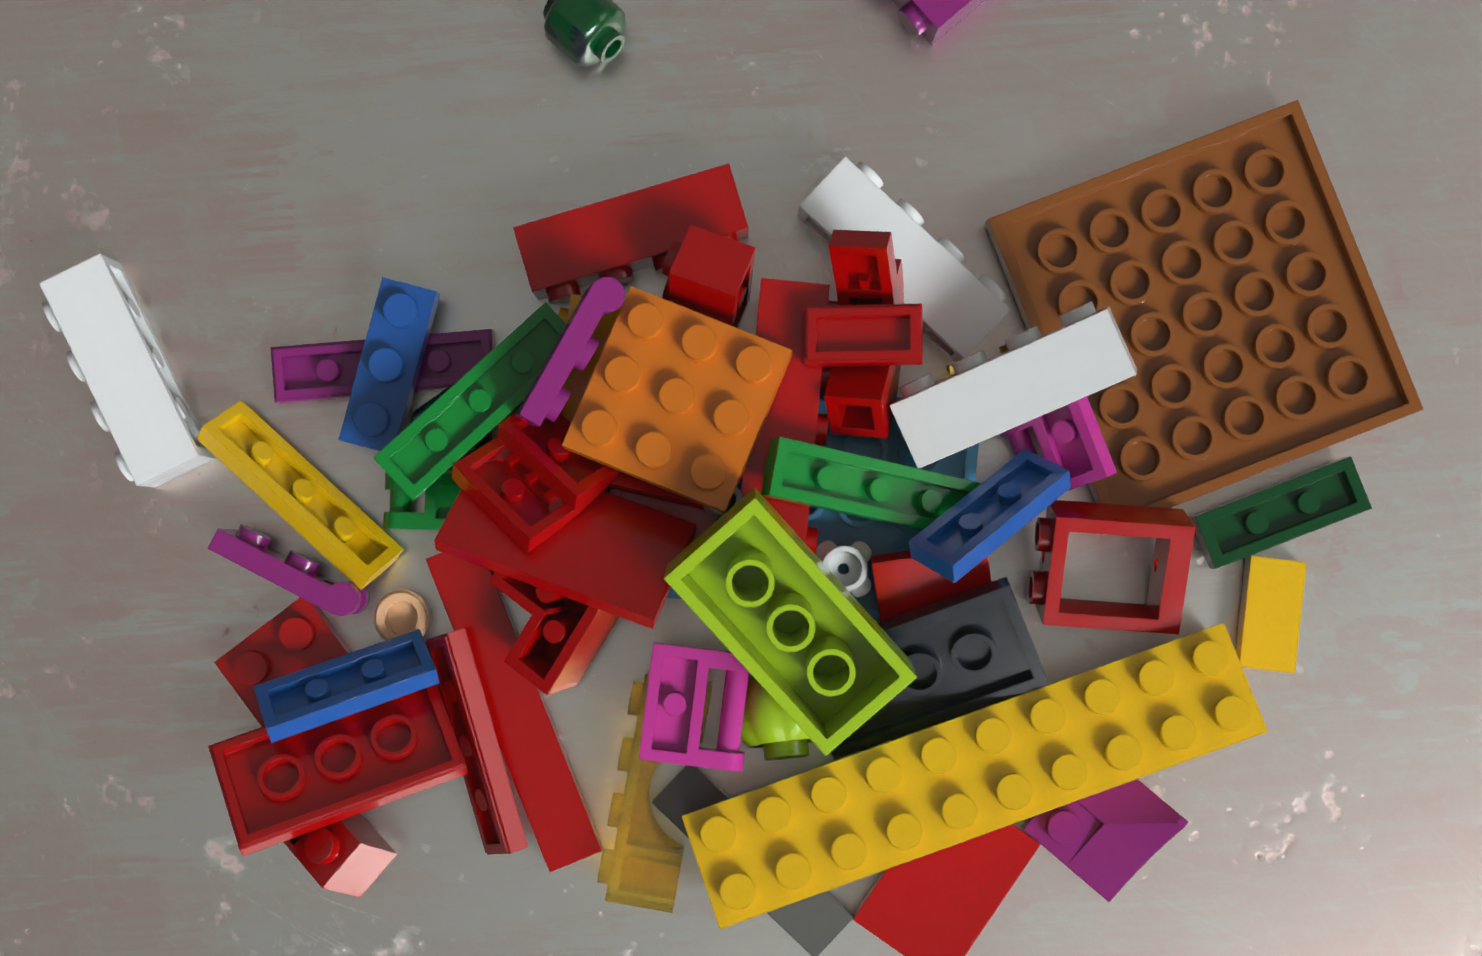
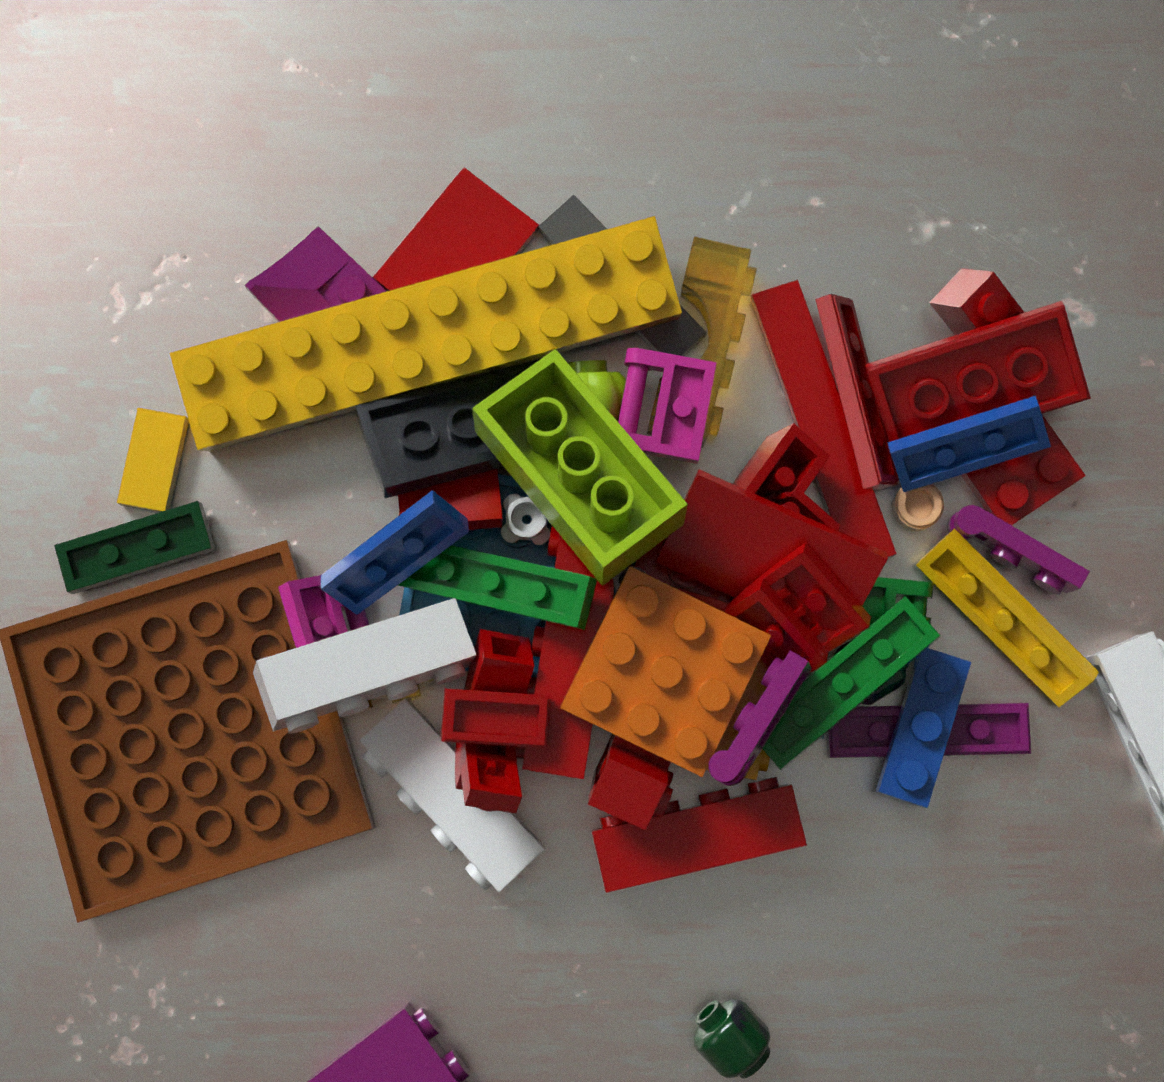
camera: 175 degrees left, 5 degrees down
(1168, 575) = (244, 540): red window -> none

